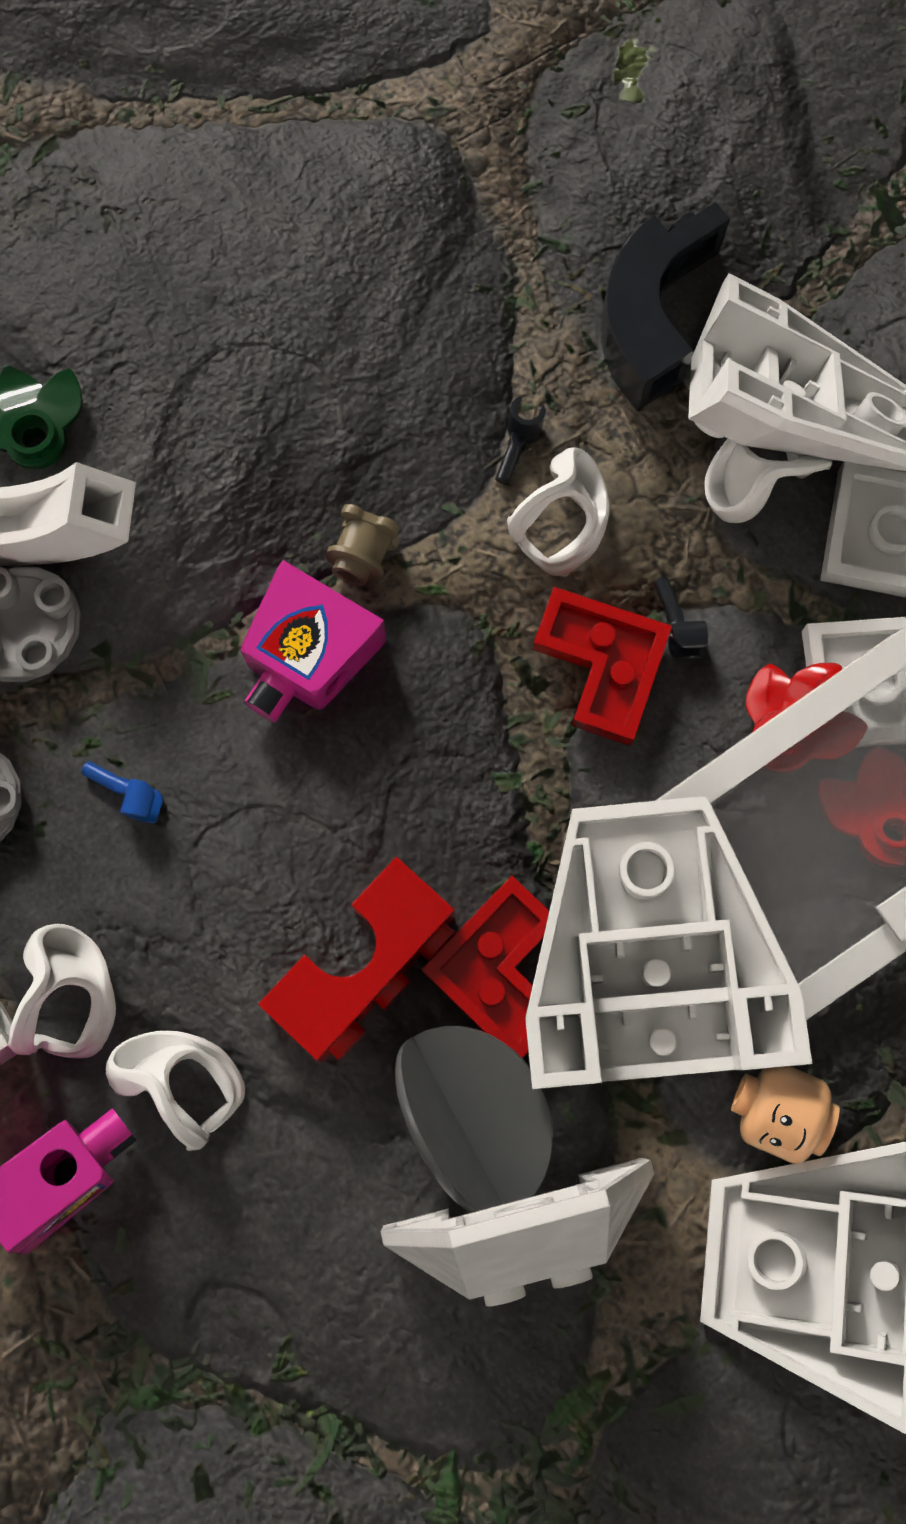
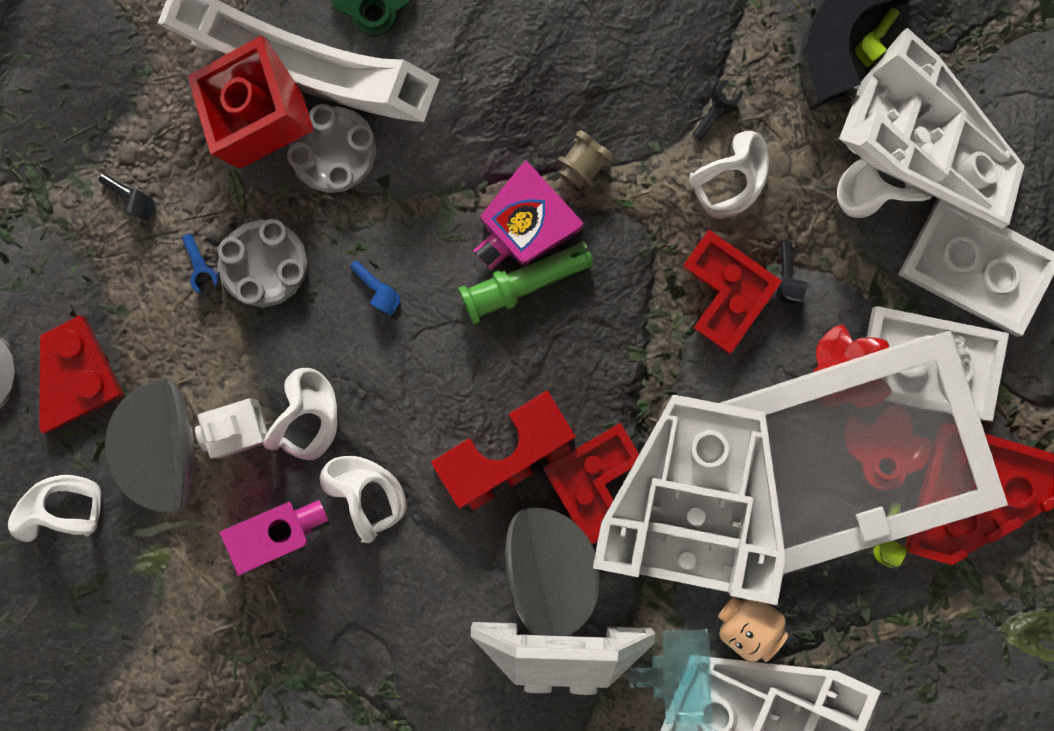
camera: 15 degrees right, 10 degrees up
(303, 739) = (505, 288): none -> bright green pin
(691, 312) = (871, 47): none -> lime hand
(706, 1216) = (681, 677): none -> clear light blue hinge

